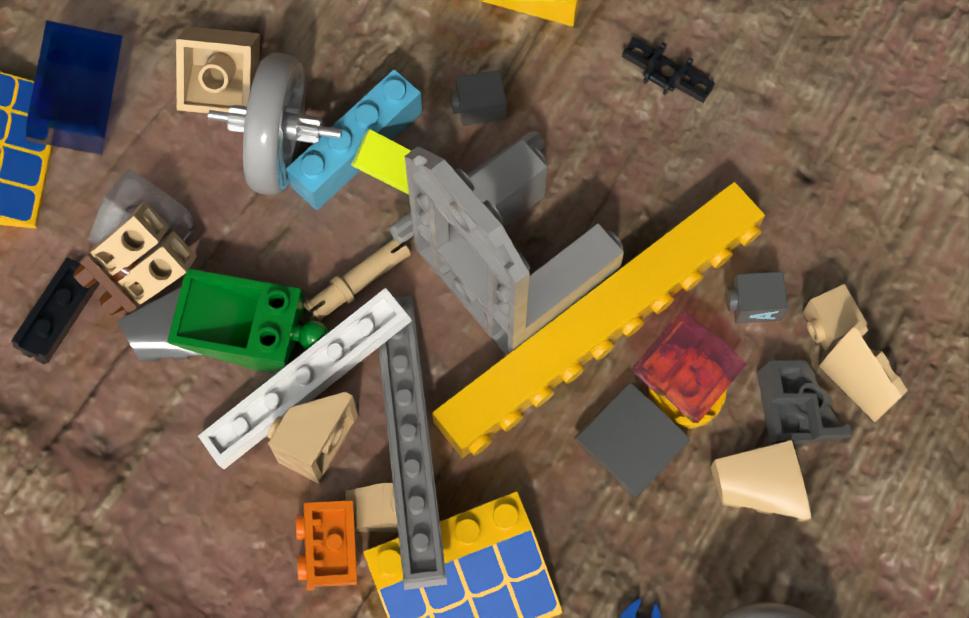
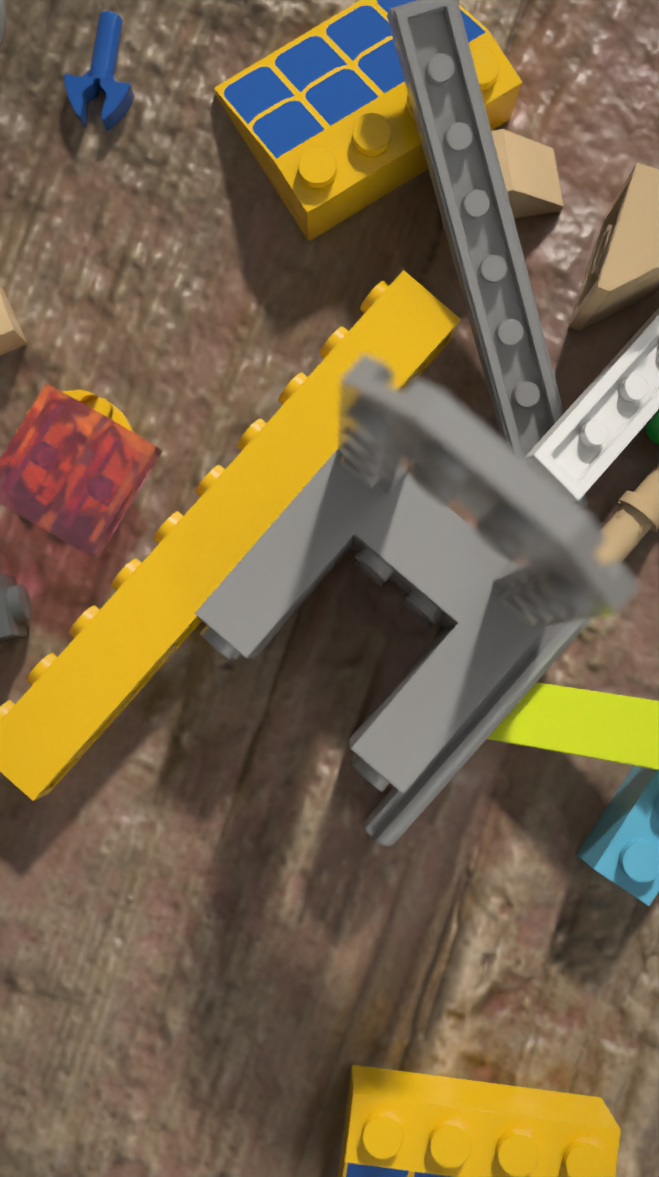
camera: 170 degrees right, 15 degrees up
(327, 543) = (574, 104): orange bracket -> none
(479, 98) = (489, 890): dark grey brick -> none
(632, 439) = (148, 353): dark grey slope -> none
(654, 74) = (200, 1005): black piece -> none

